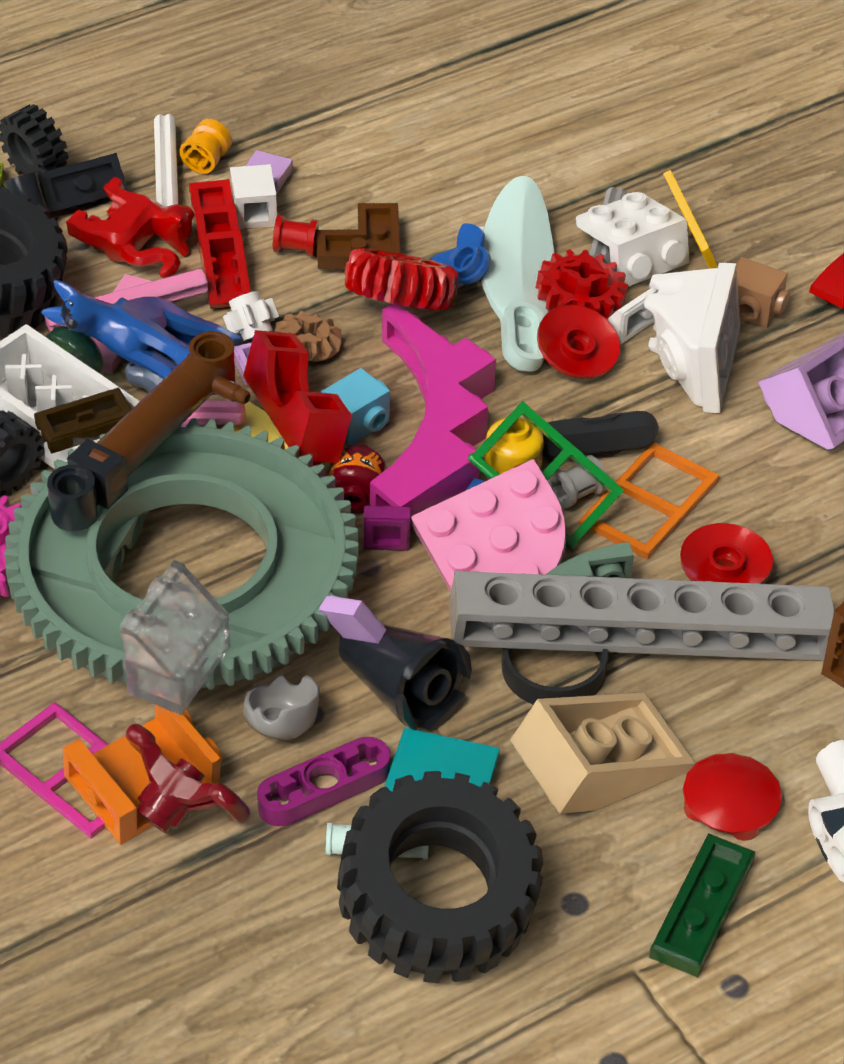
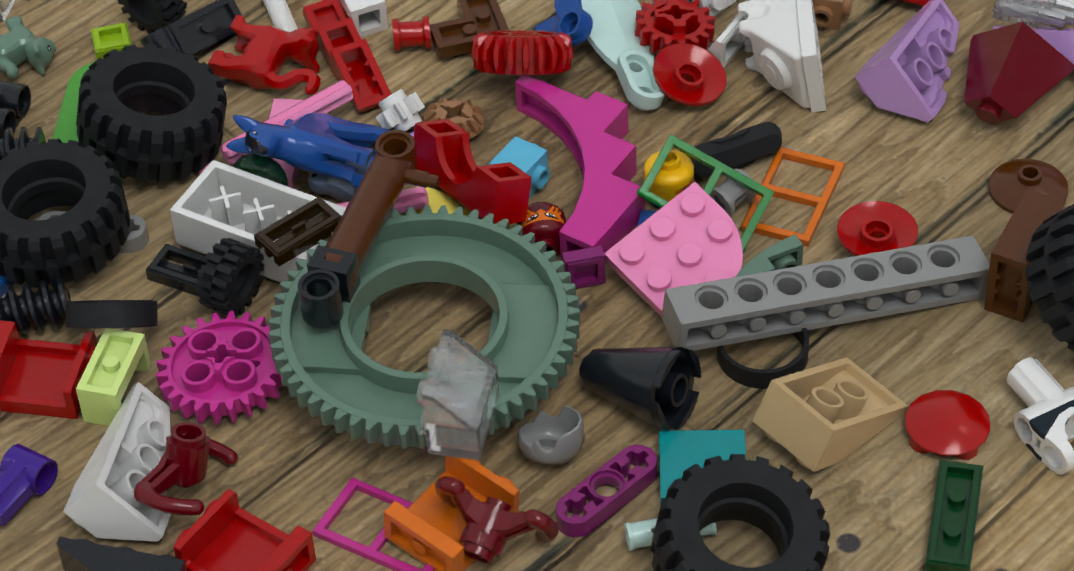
camera: 10 degrees left, 0 degrees up
(352, 619) = (593, 349): lavender tile -> none

